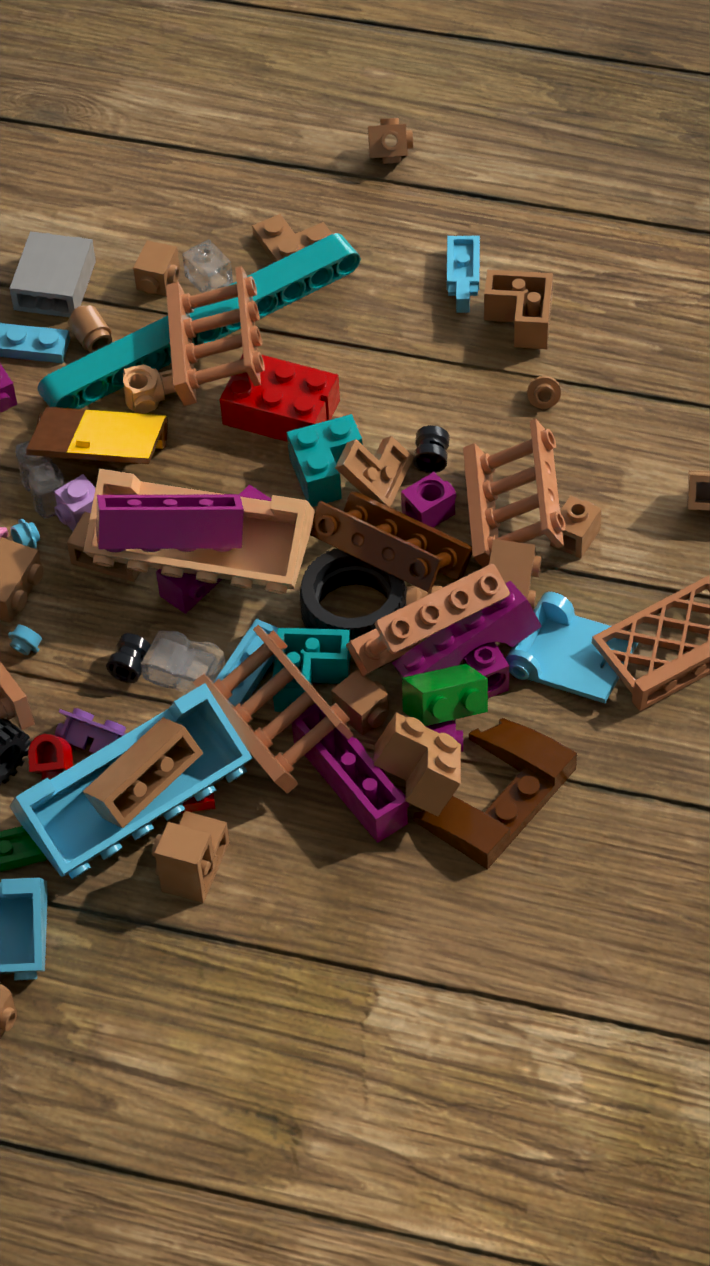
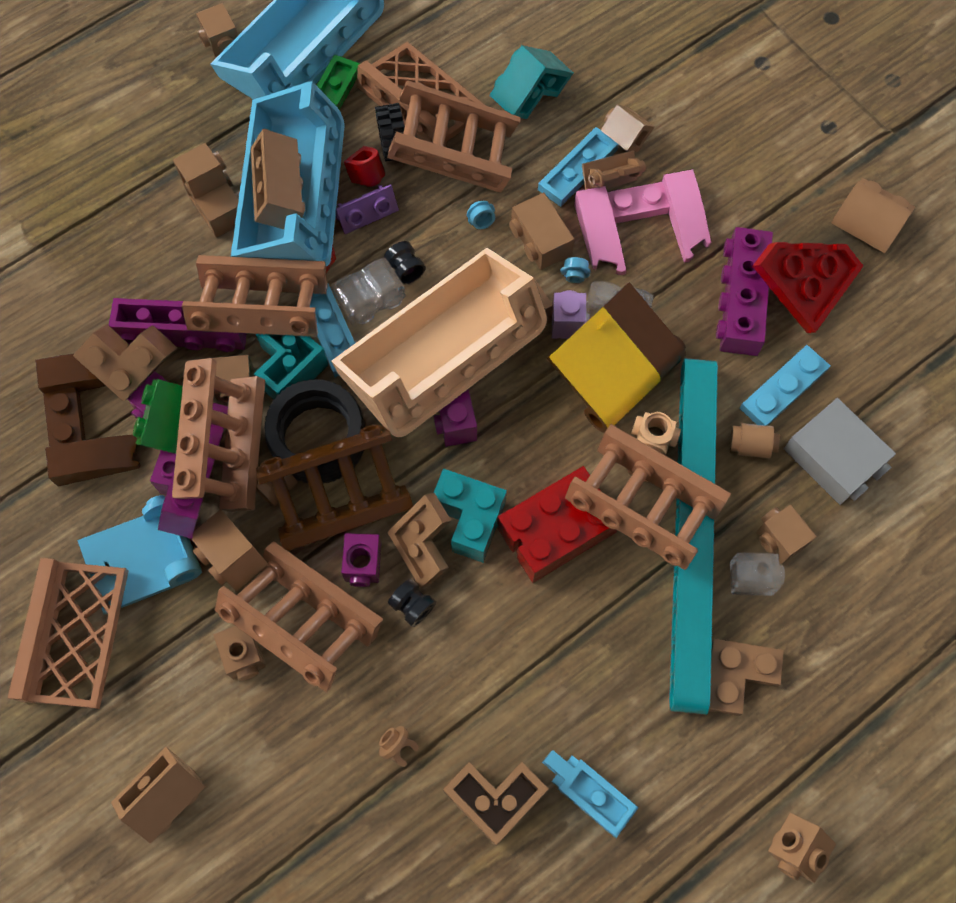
camera: 125 degrees right, 15 degrees up
(169, 522) = (451, 304): magenta brick -> none

